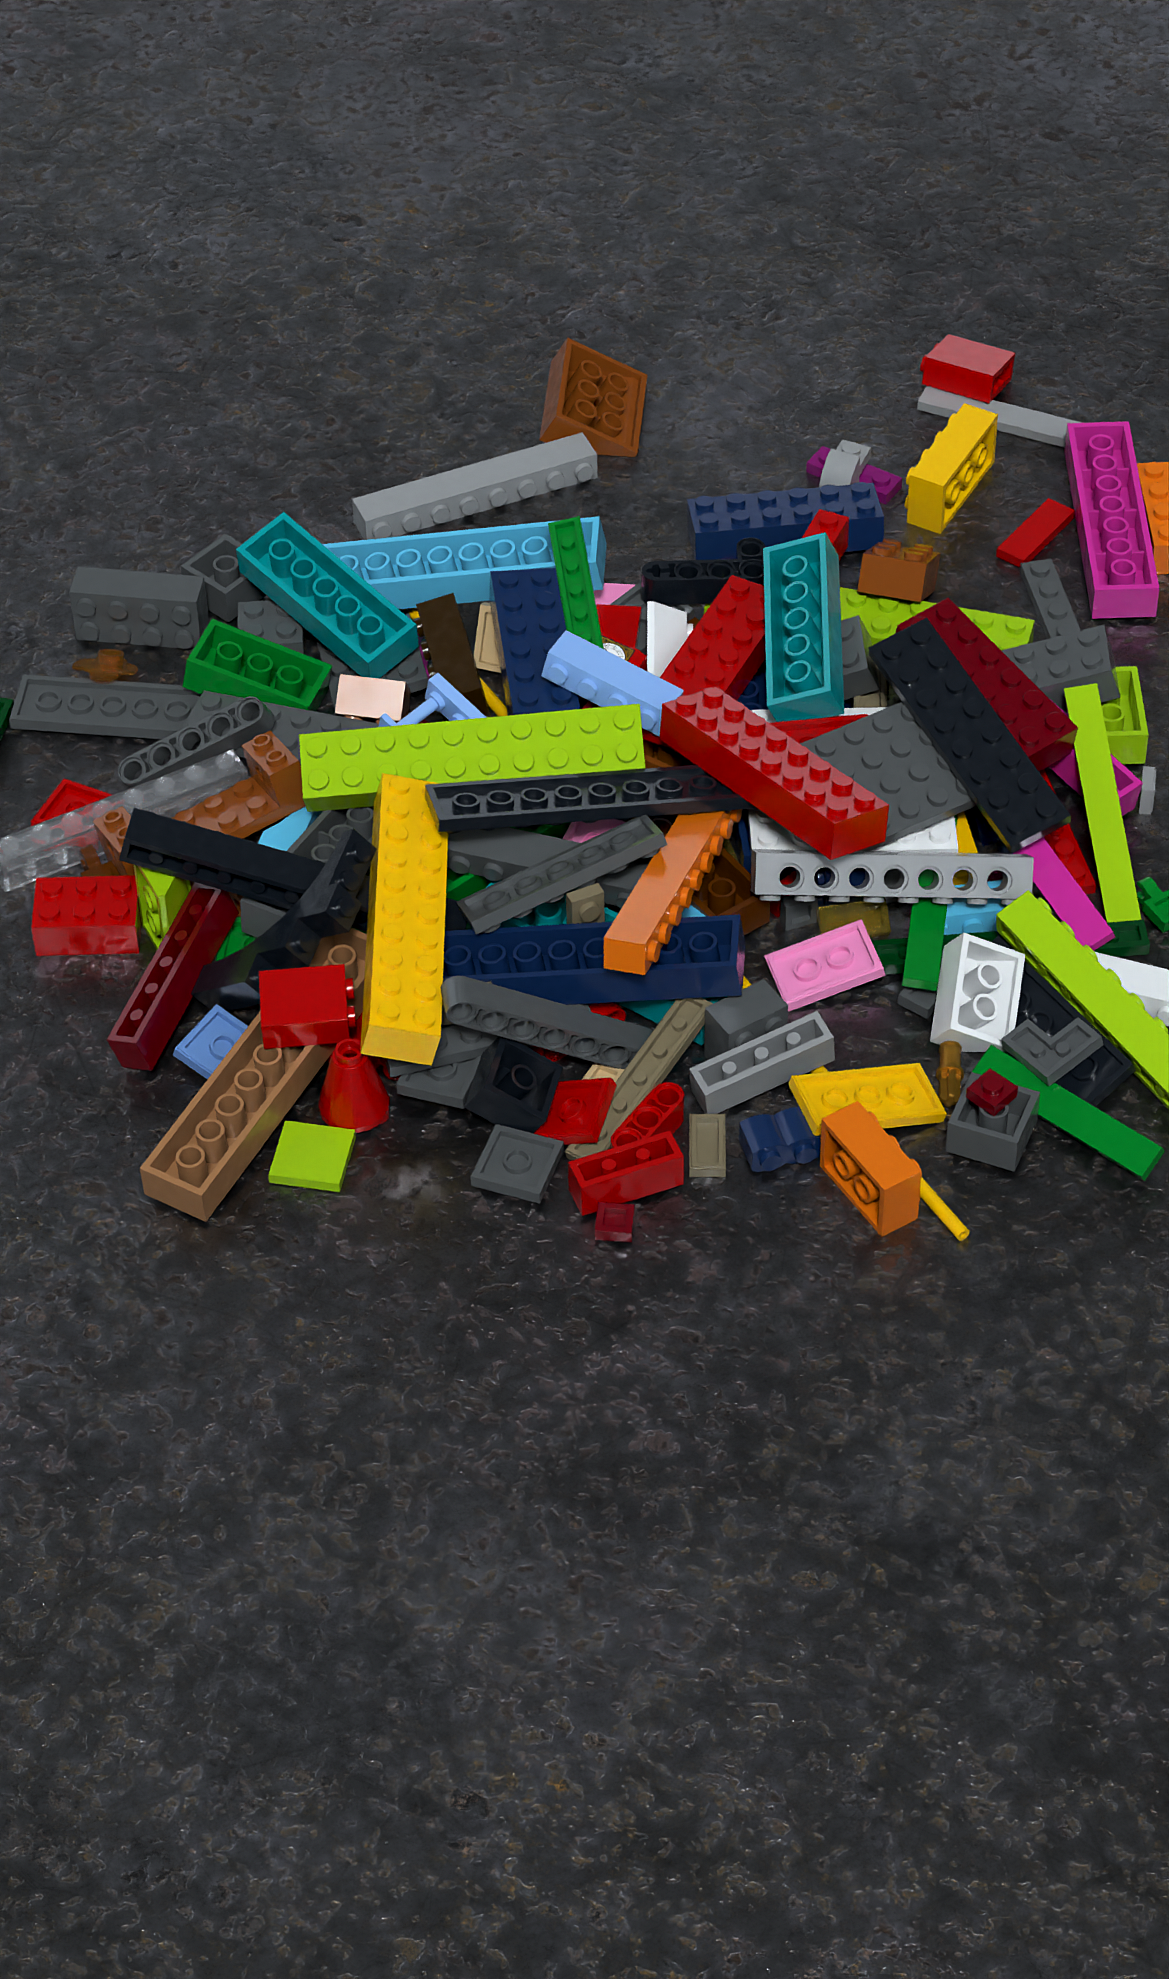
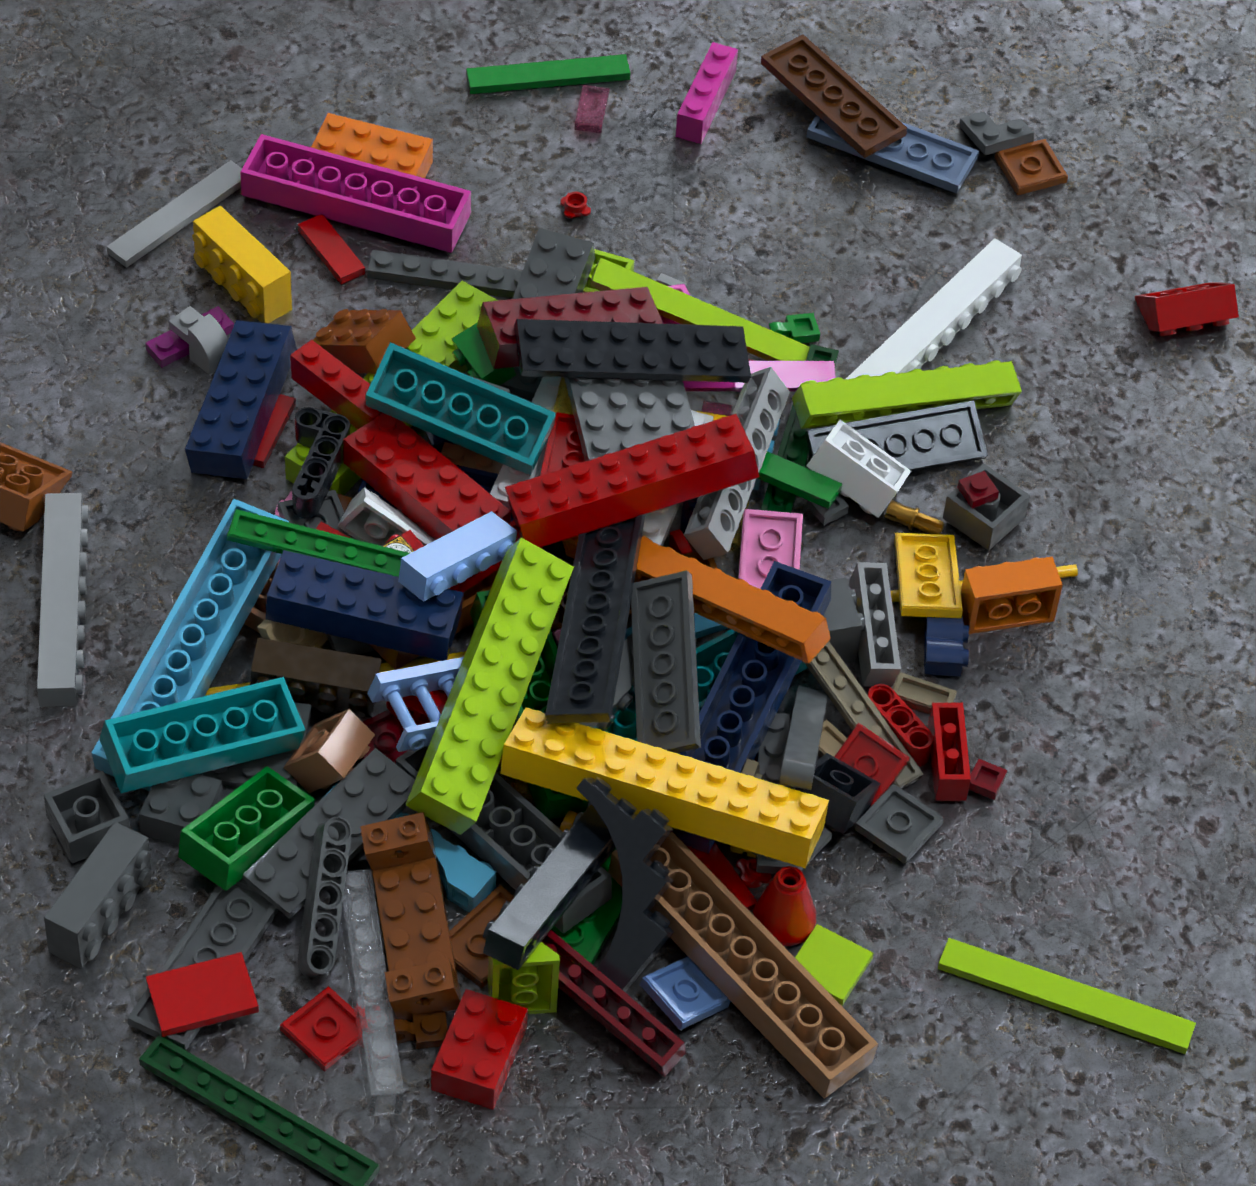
camera: 75 degrees left, 5 degrees up
(64, 709) = (202, 994): none -> red tile
(106, 666) = (153, 947): clear orange plate -> none
(305, 1006) = (717, 897): red brick -> none
(360, 1366) = (1067, 995): none -> lime tile
(585, 905) = (705, 669): dark tan plate -> none
(967, 368) = (112, 211): red brick -> none
(1055, 1055) = (943, 446): dark grey plate -> none
(1078, 1117) = (998, 456): green tile -> none

